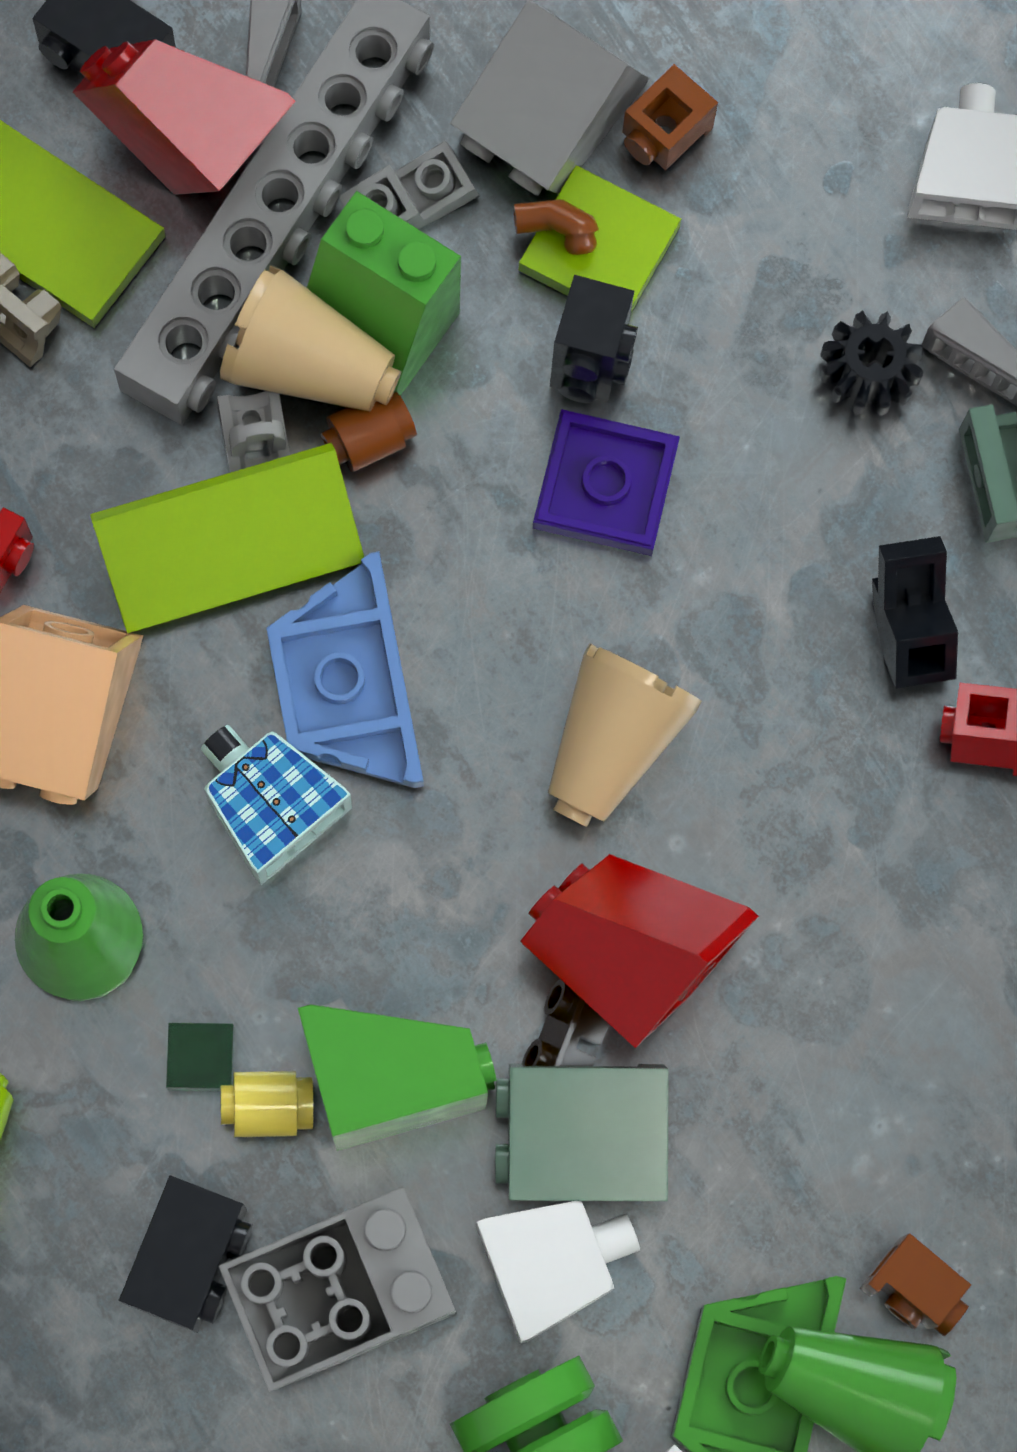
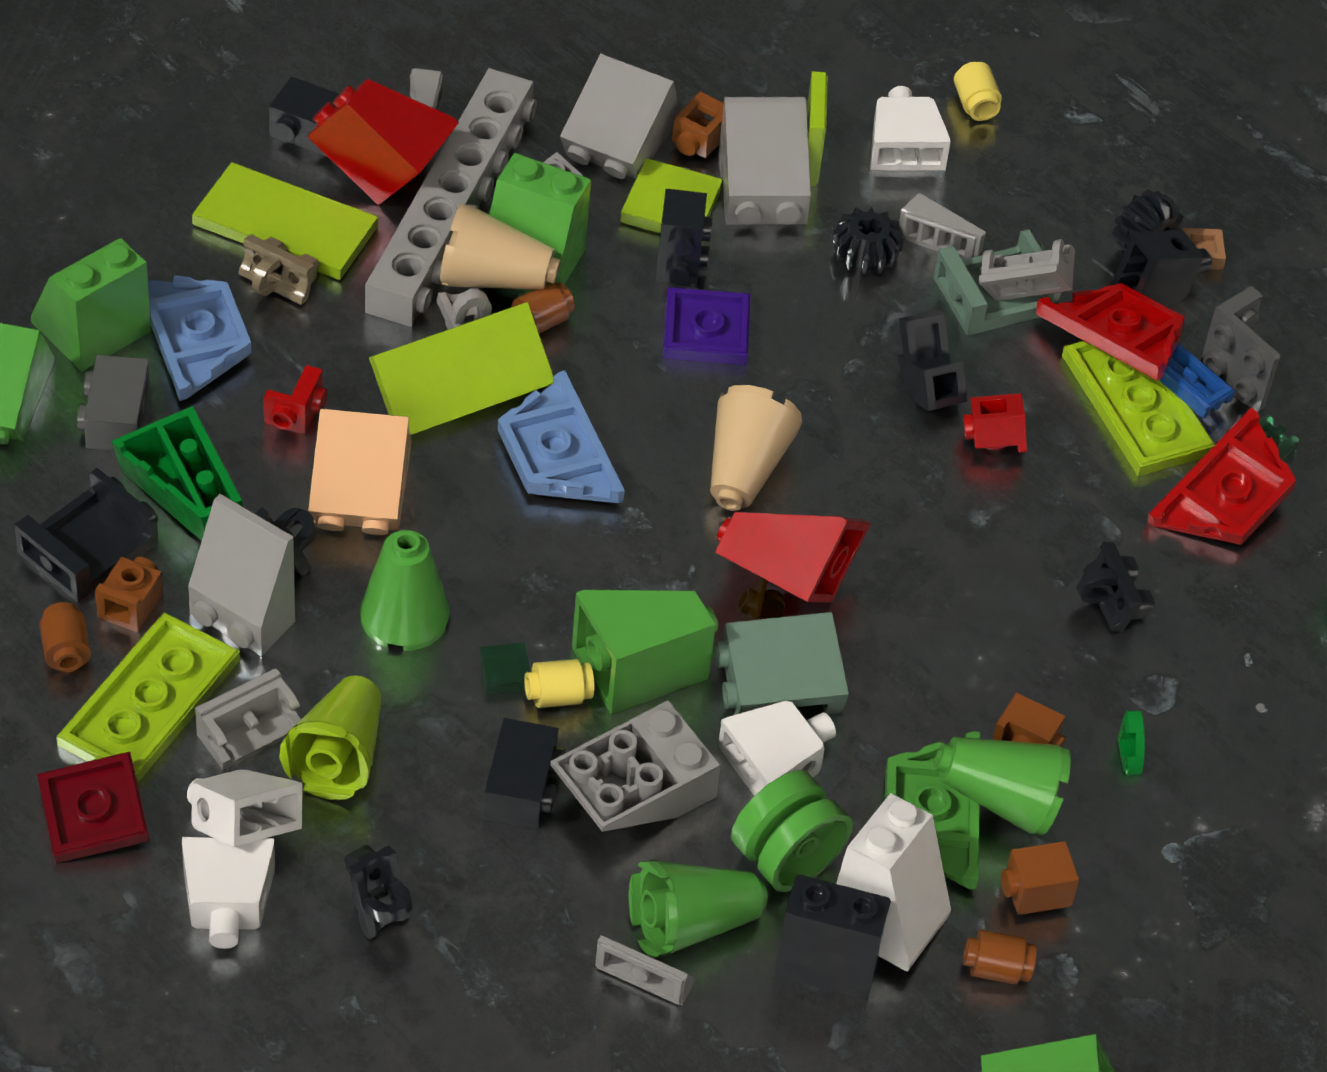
camera: 10 degrees left, 25 degrees down
(270, 798) = (523, 514): torso -> none
(562, 217) = (641, 181): dark orange arm -> none
(745, 208) = (764, 160): none -> light grey slope
(831, 155) = (816, 123): none -> lime tile

